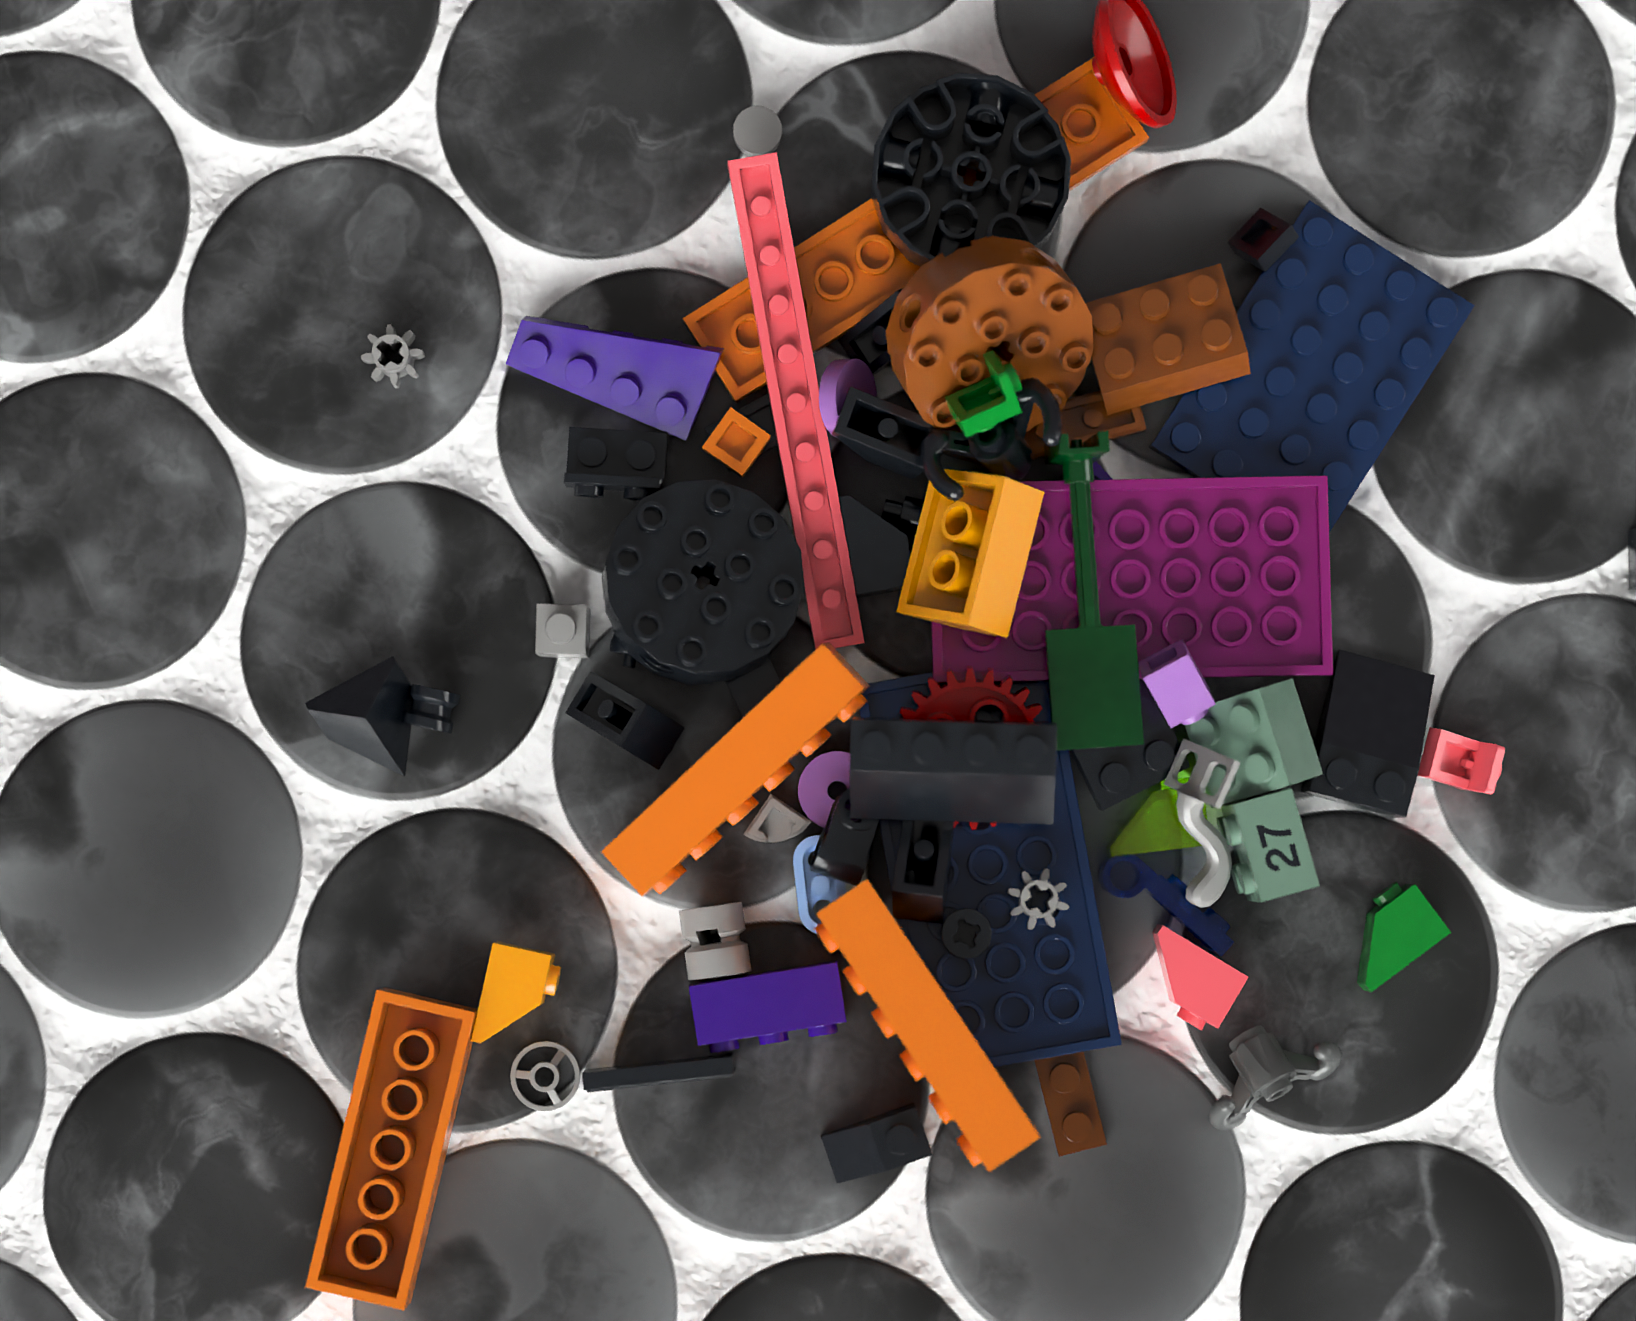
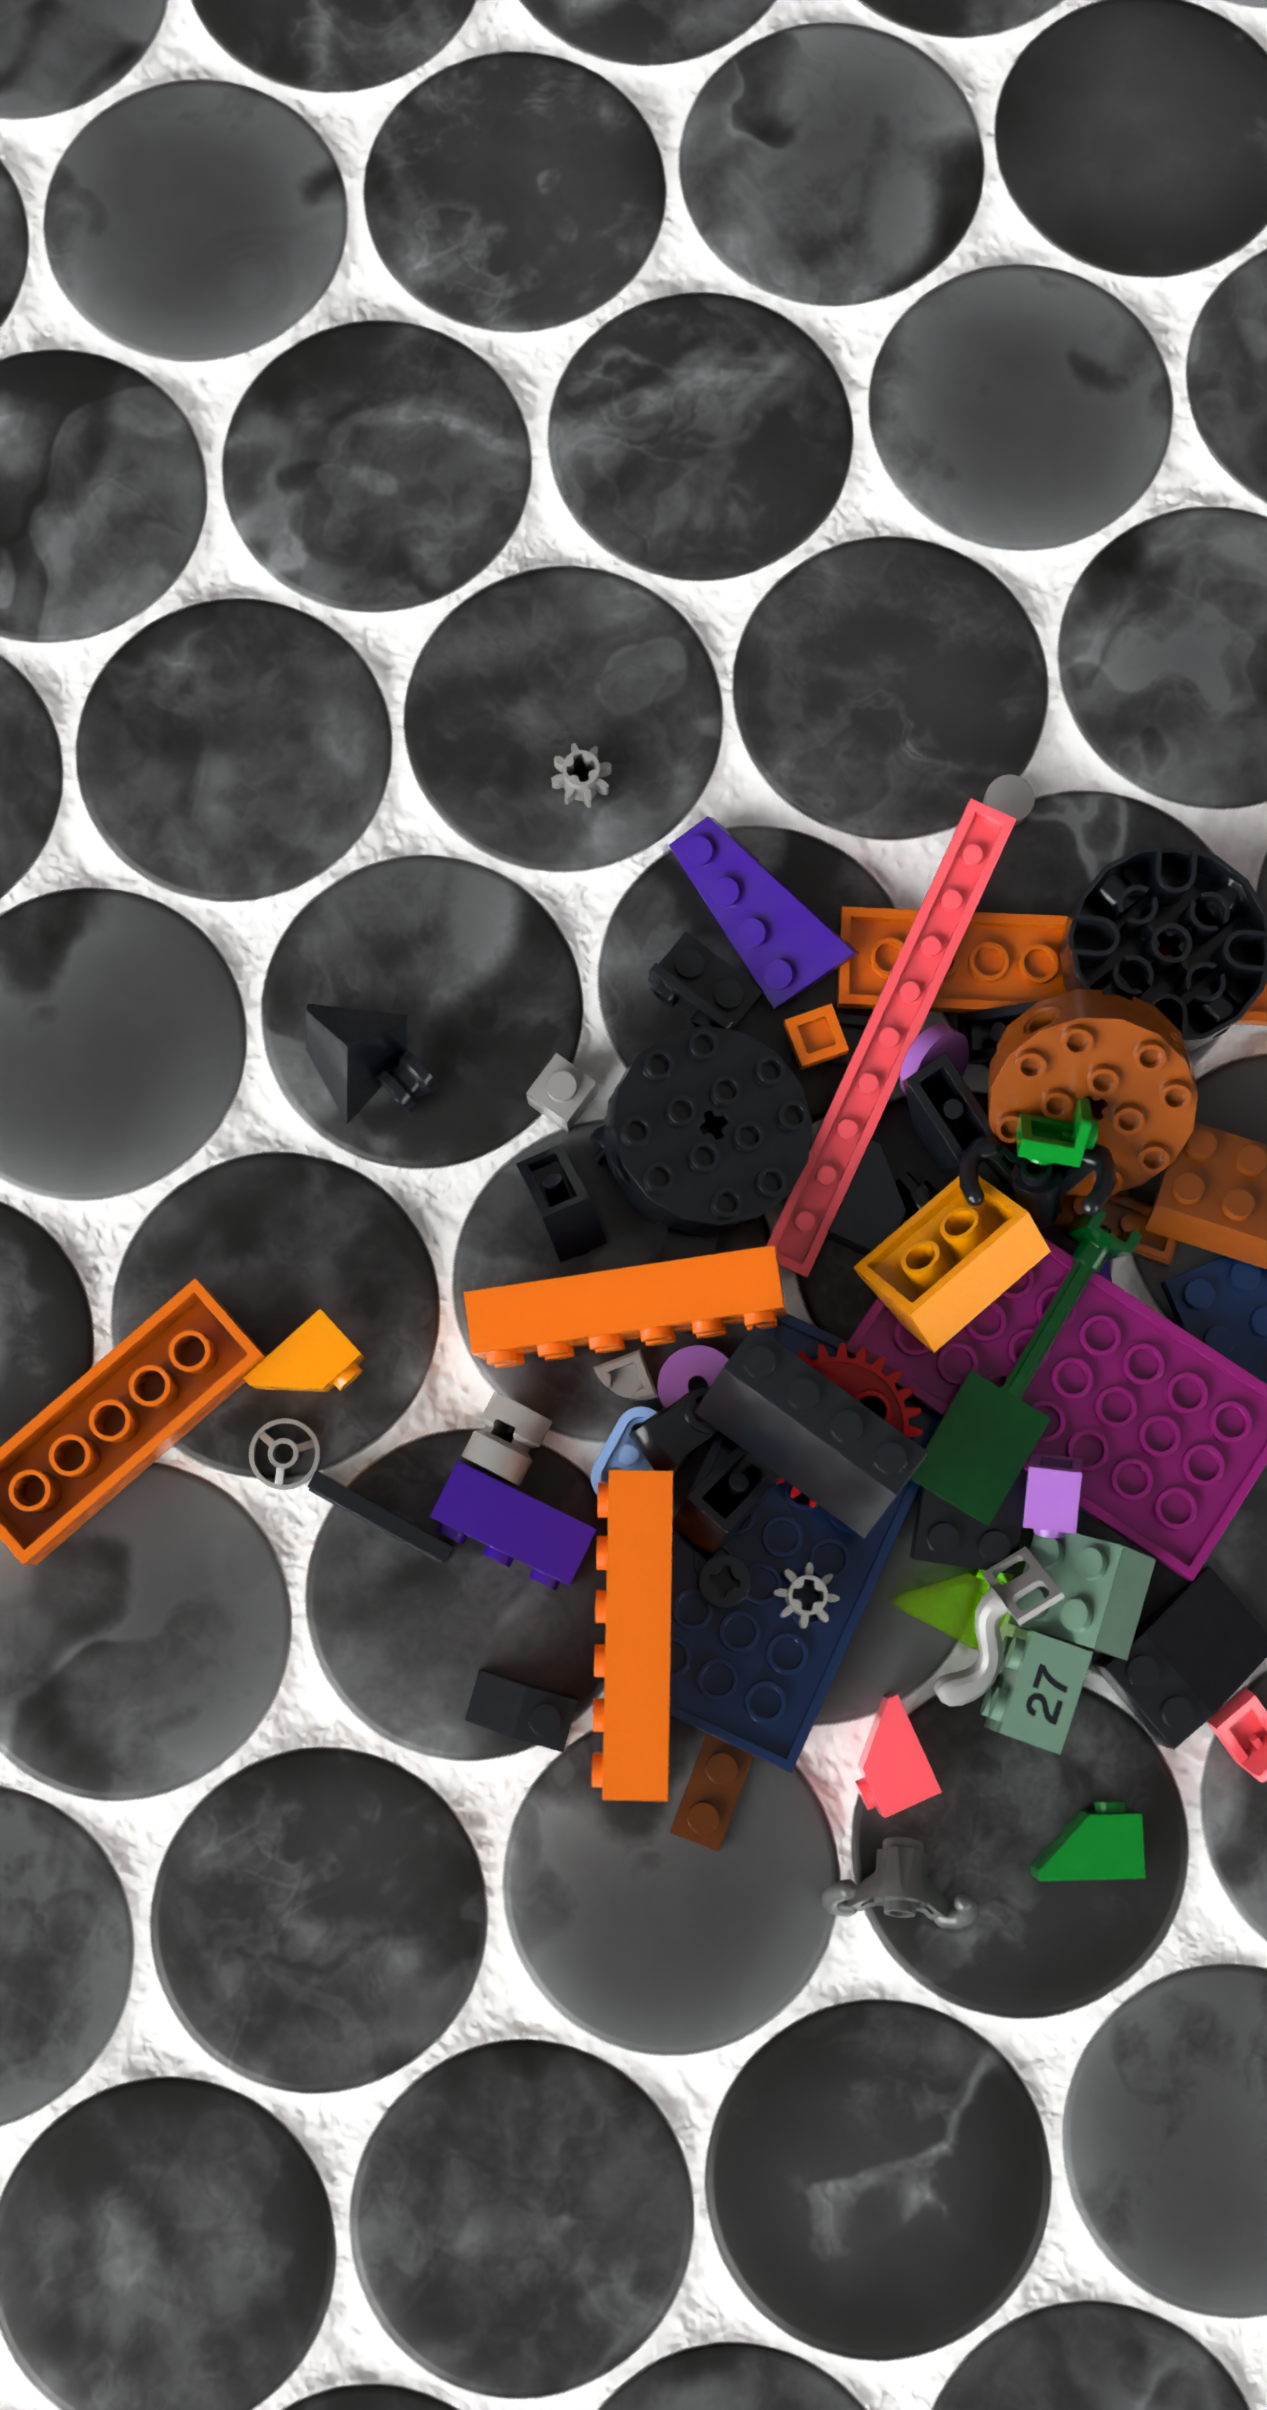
camera: 35 degrees right, 5 degrees down
(1170, 894) = (921, 1673): clear blue plate -> none

